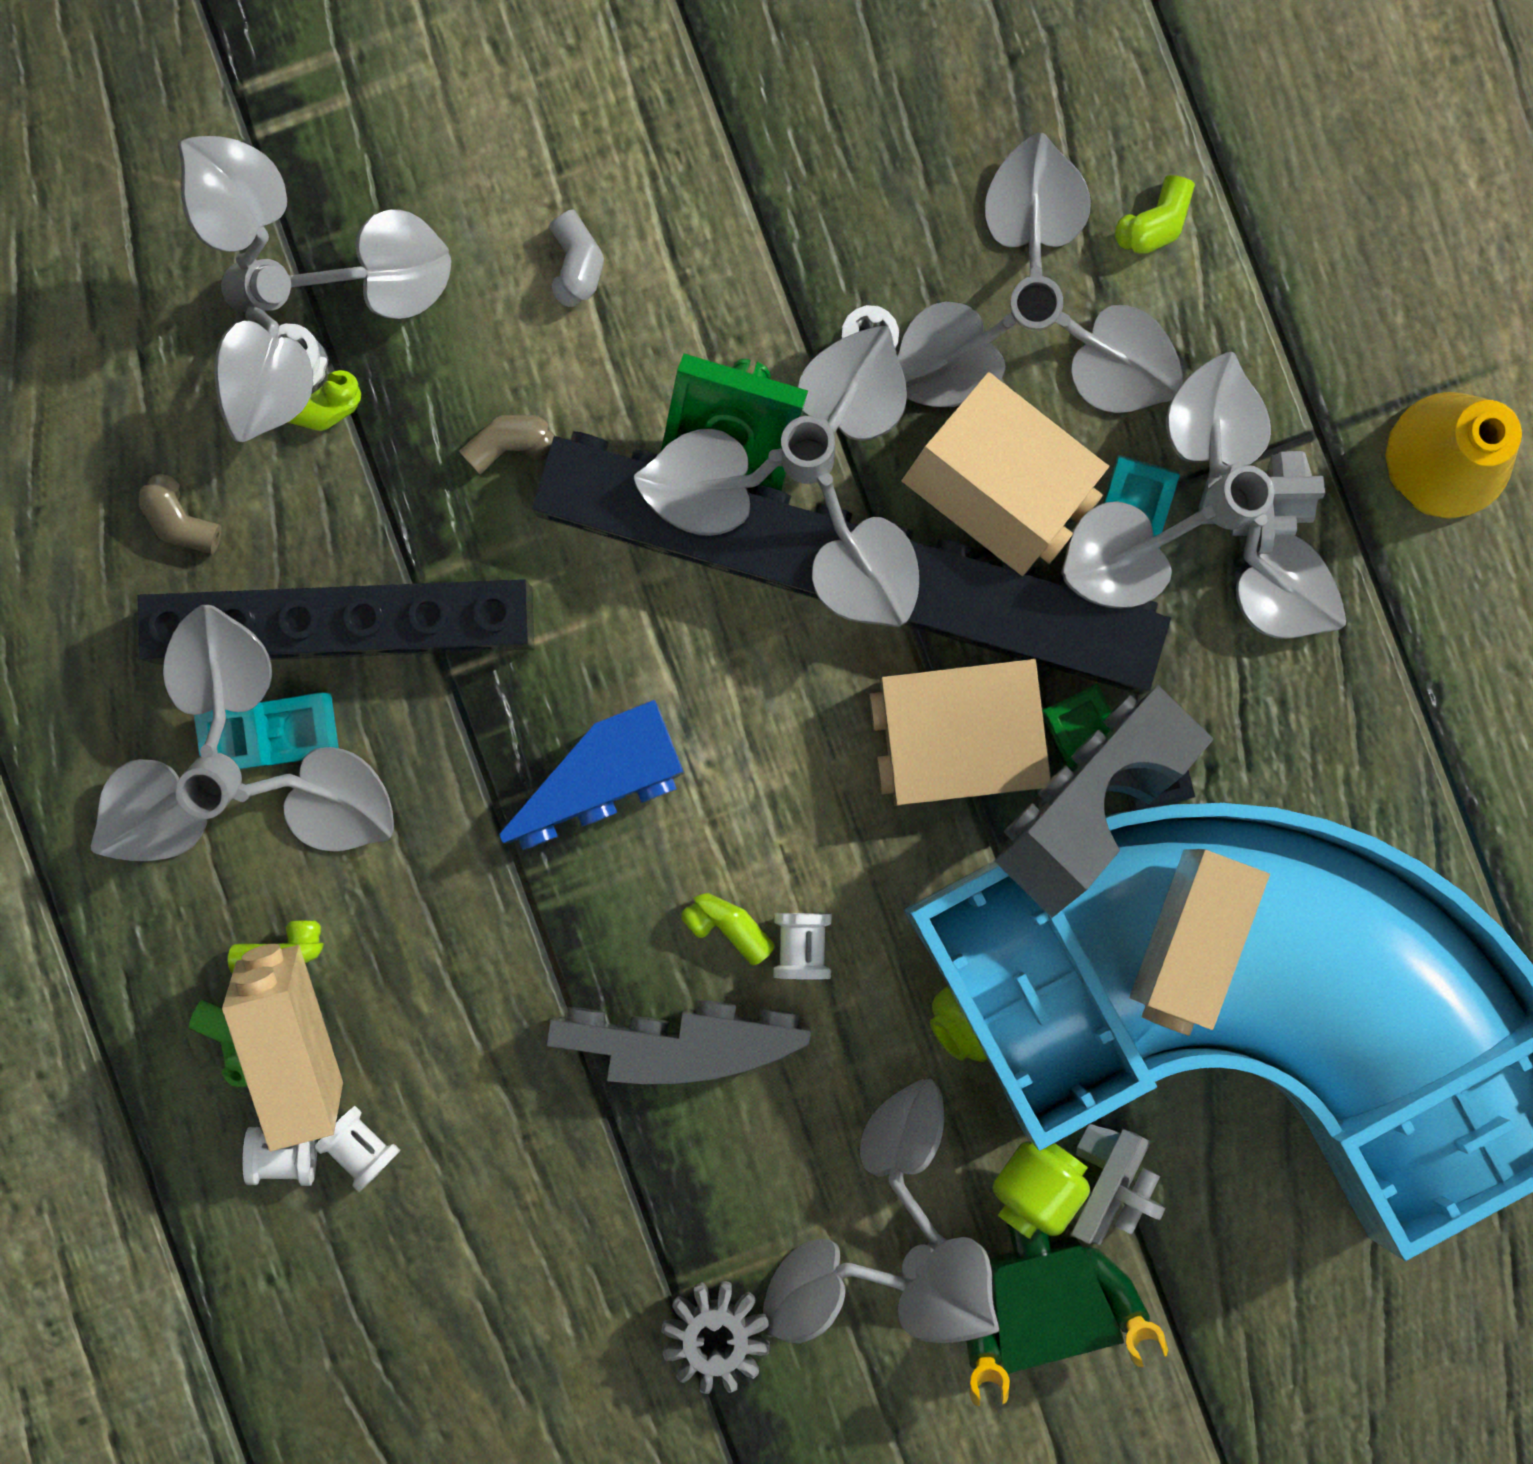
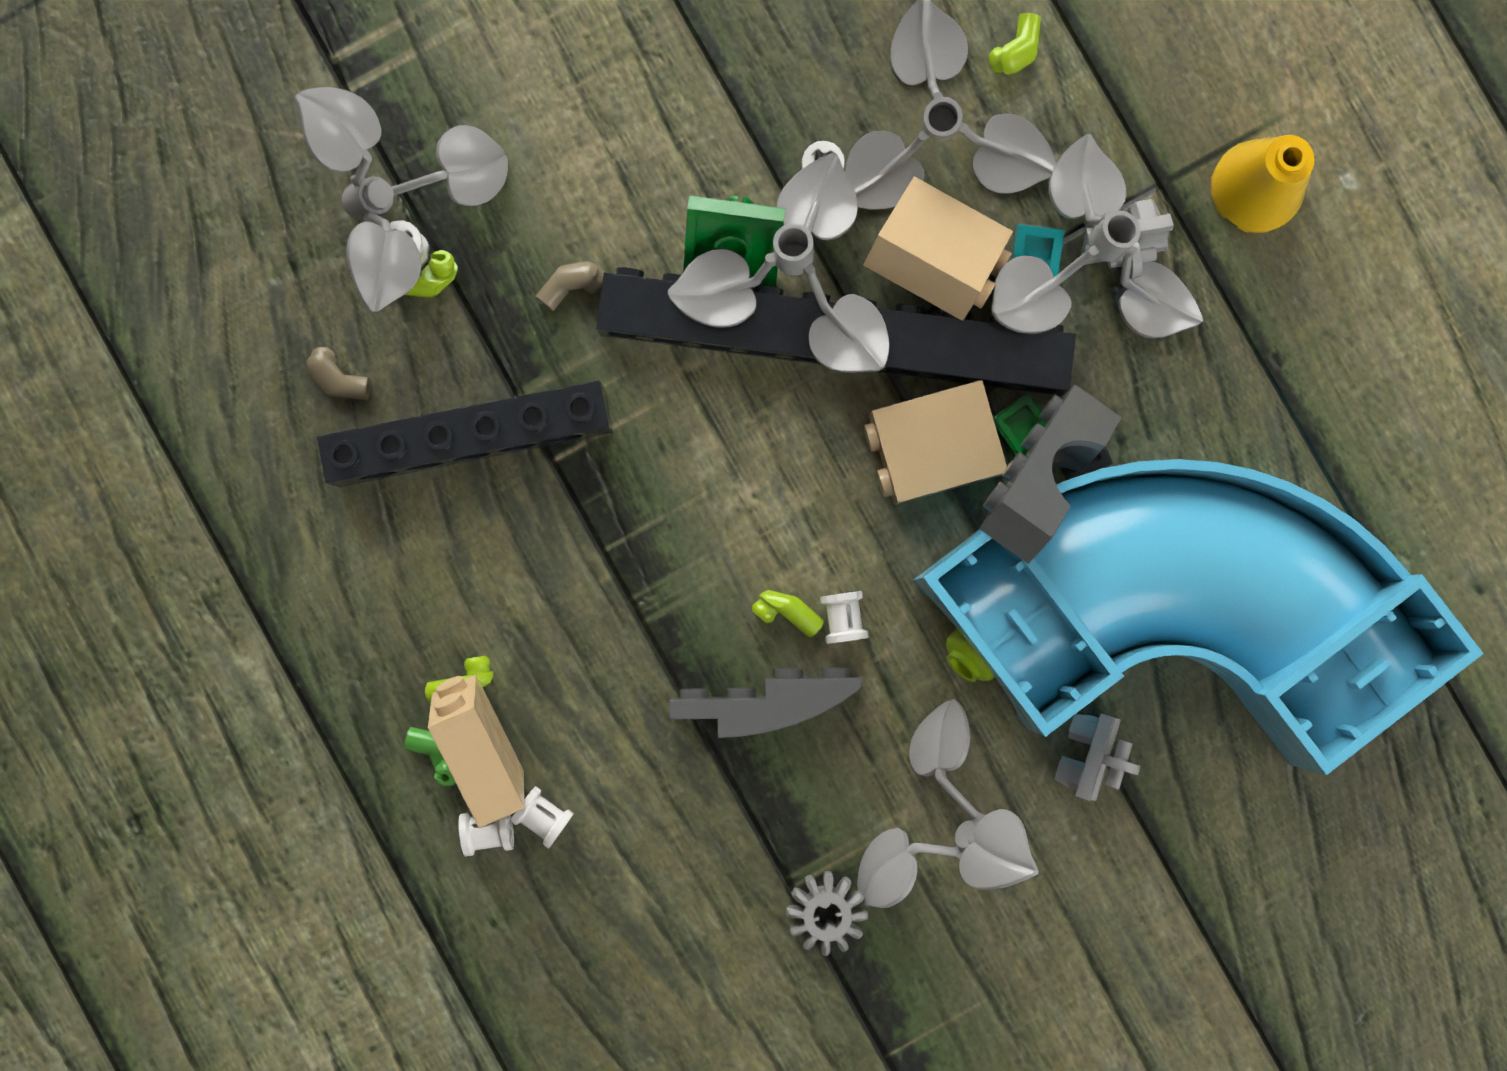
camera: 10 degrees left, 0 degrees up
(157, 815) = (358, 596): light grey plant -> none
(274, 731) = (427, 524): teal slope -> none
(582, 260) = (603, 144): light grey arm -> none
(609, 763) = (683, 505): blue slope -> none
(1041, 1189) = (1048, 766): lime head -> none
(1055, 1306) = (1073, 850): dark green torso -> none
(1198, 940) = (1138, 562): tan brick -> none

